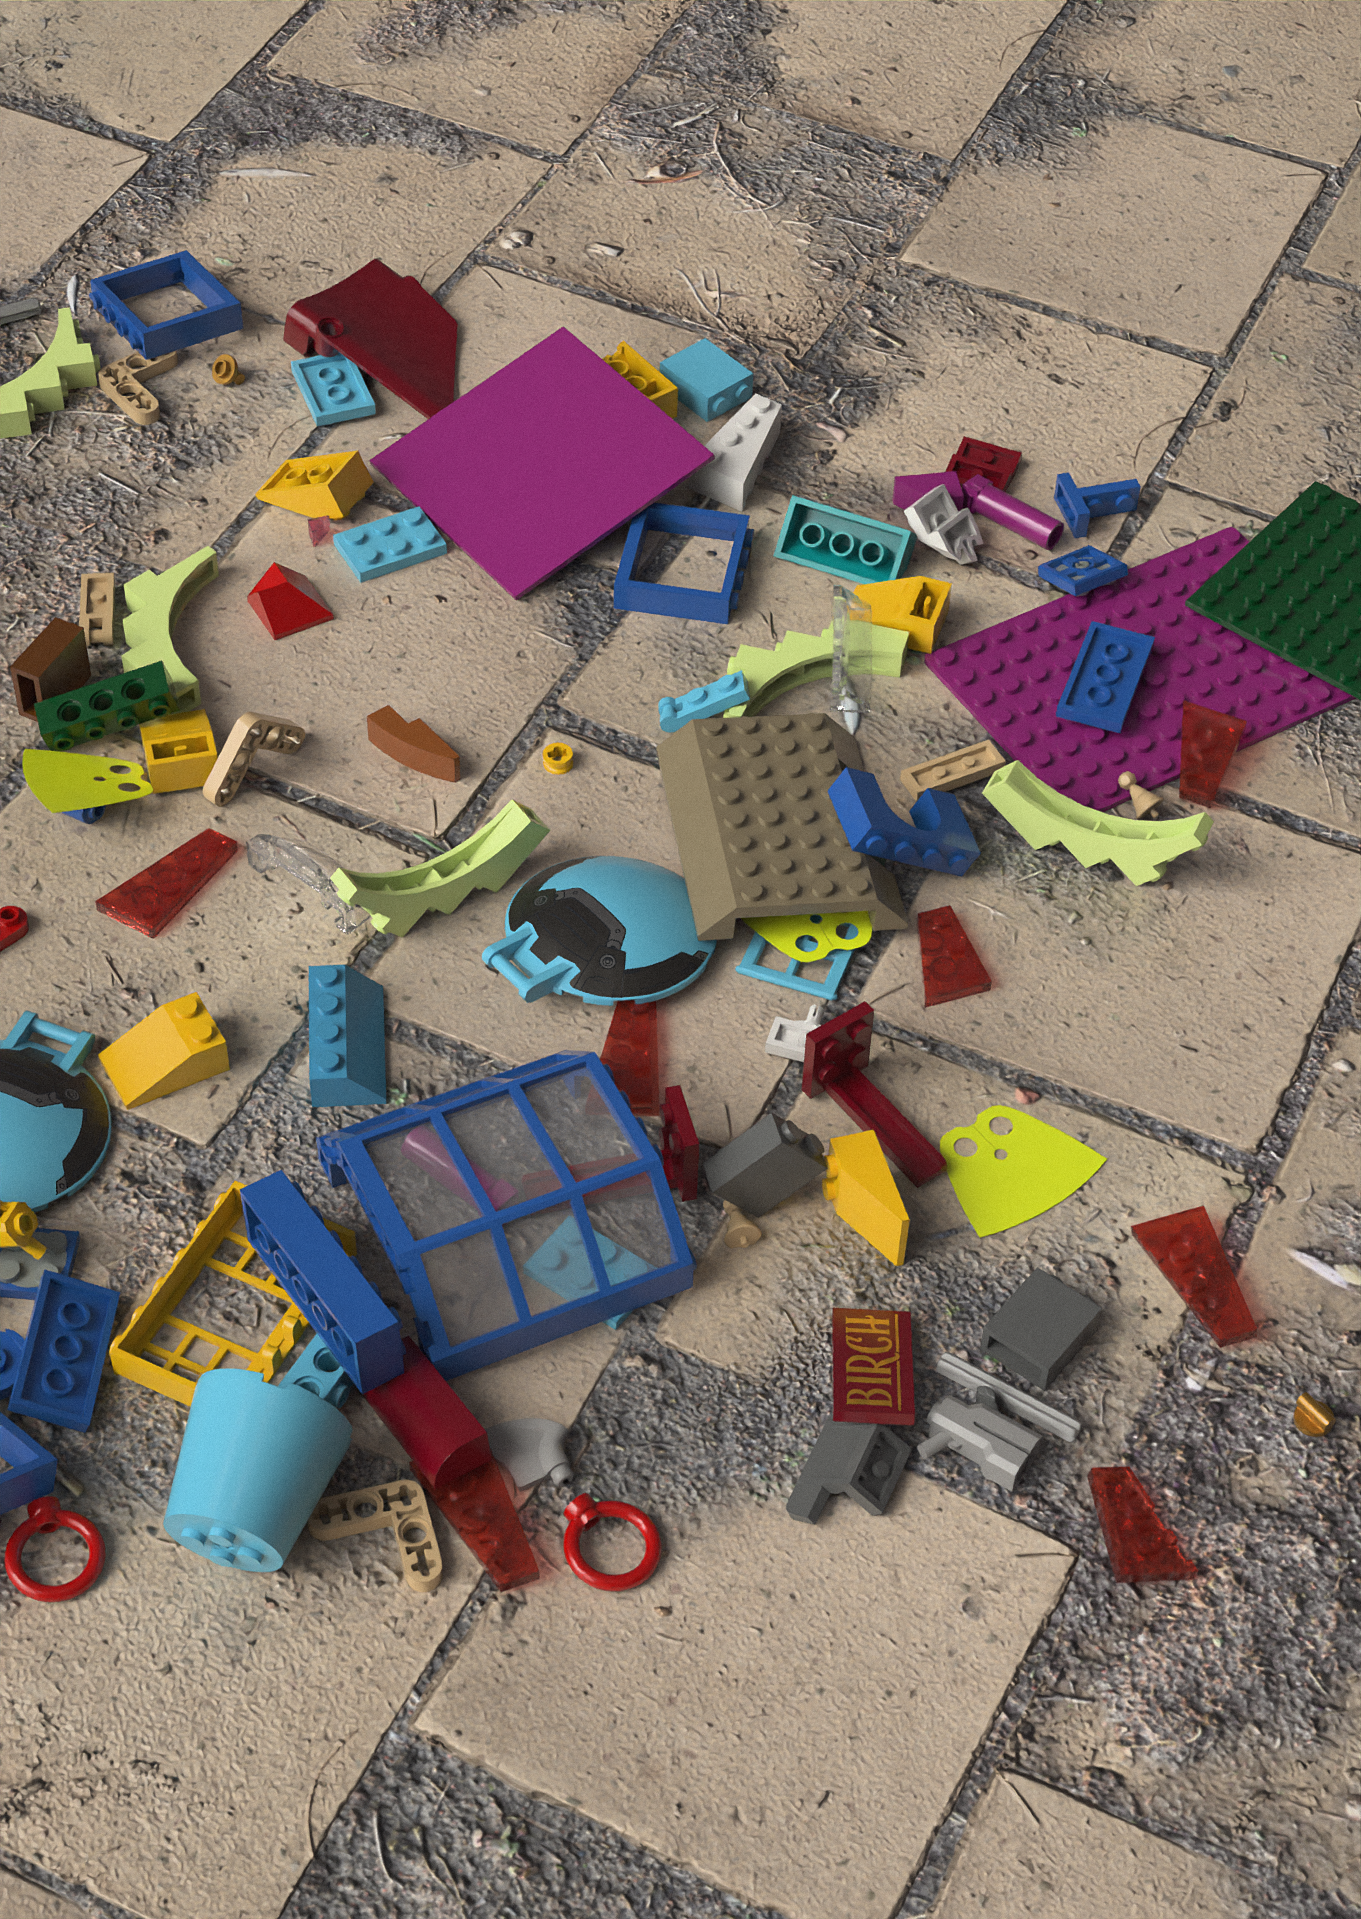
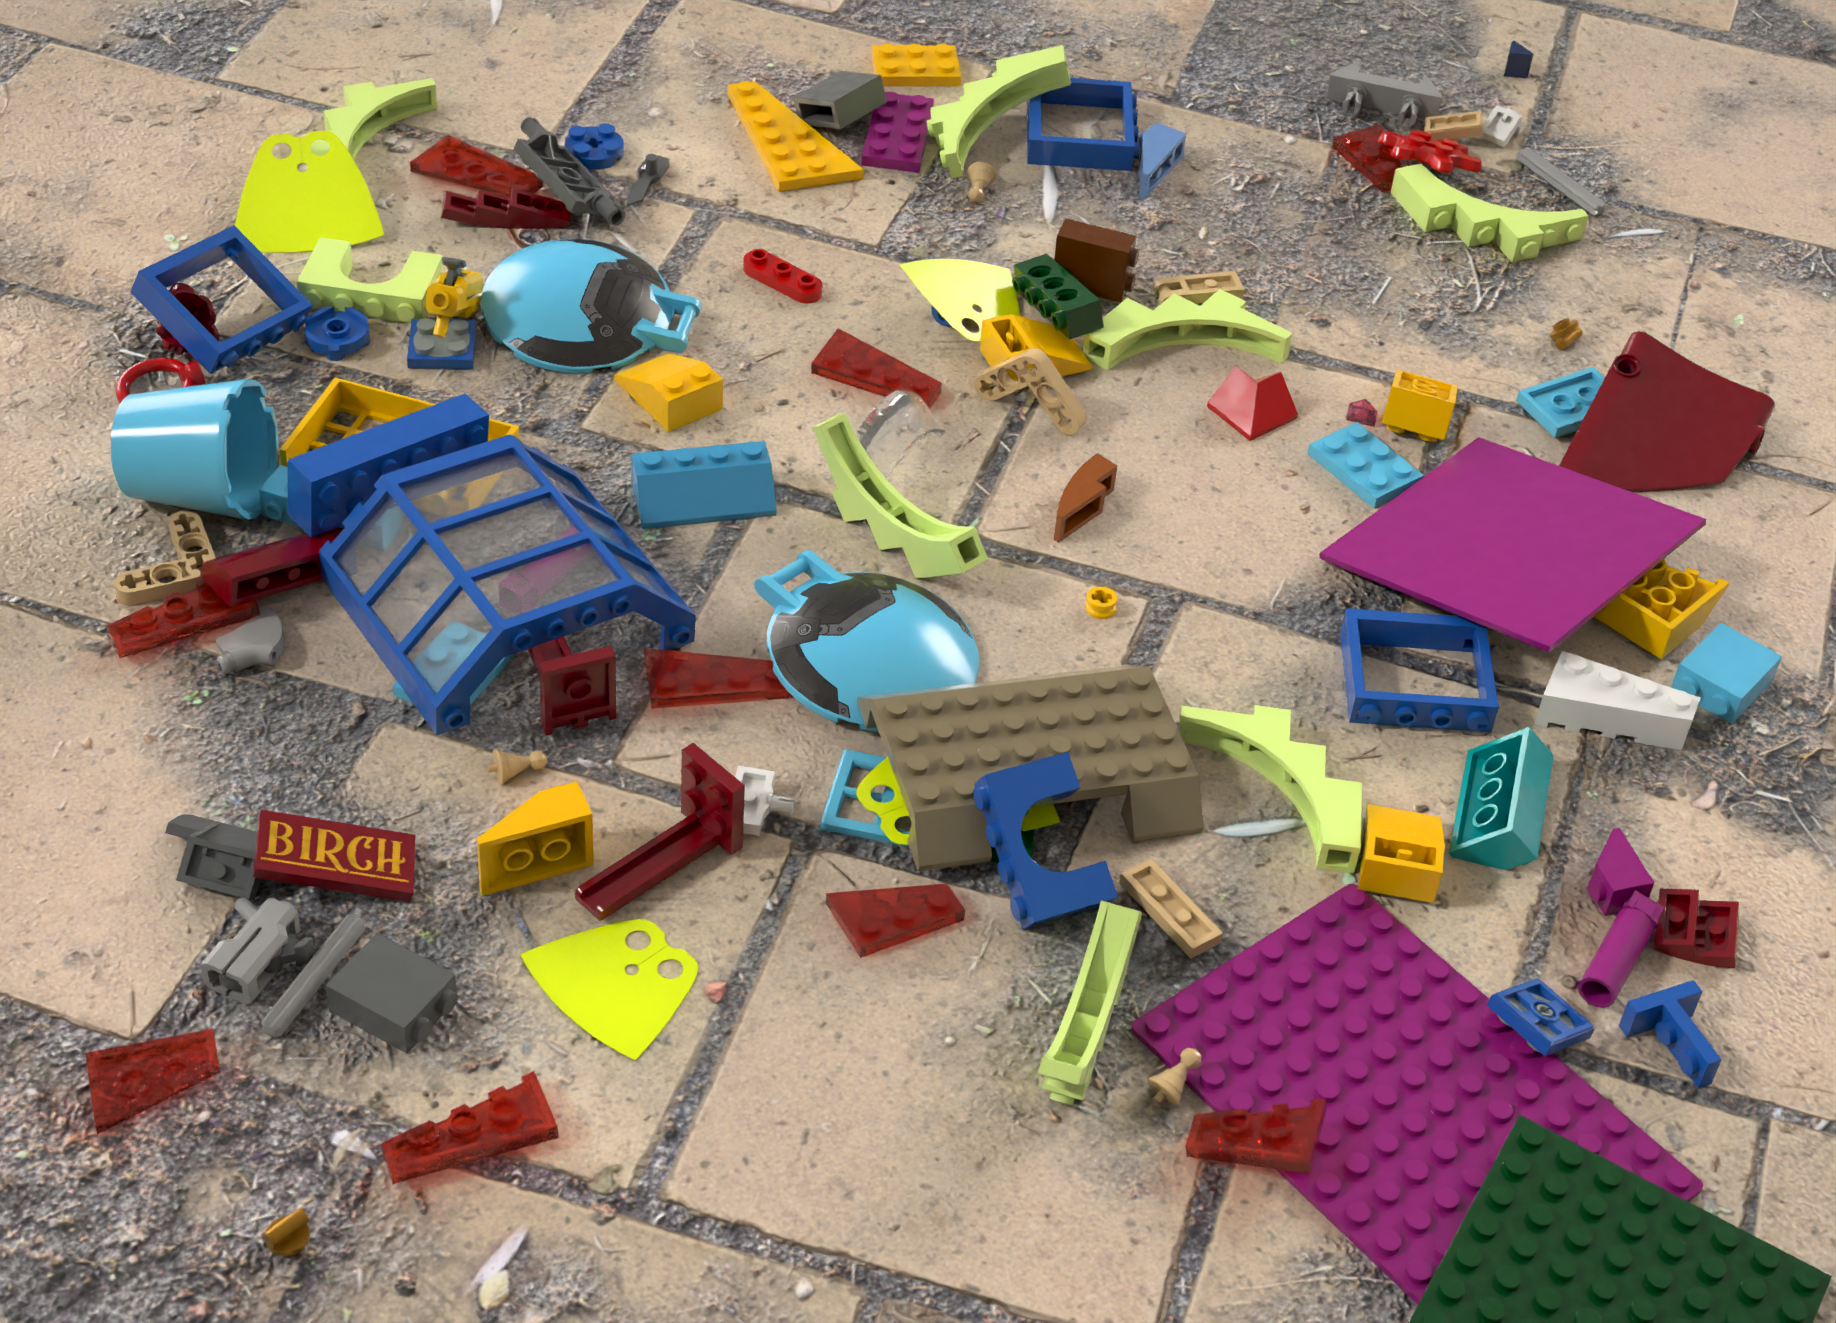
camera: 80 degrees right, 5 degrees down
(64, 1351) = (371, 357): blue plate -> none
(129, 382) = (1528, 272): tan beam -> none
(219, 319) = (1573, 274): blue window -> none
(583, 1515) = (180, 677): red piece -> none
(703, 701) = (1199, 690): medium azure plate -> none
(765, 1165) = (552, 746): dark grey brick -> none
(851, 652) = (1316, 784): clear windscreen -> none
(943, 526) = (1554, 874): white plate -> none
(1105, 677) = (1356, 1035): blue plate -> none

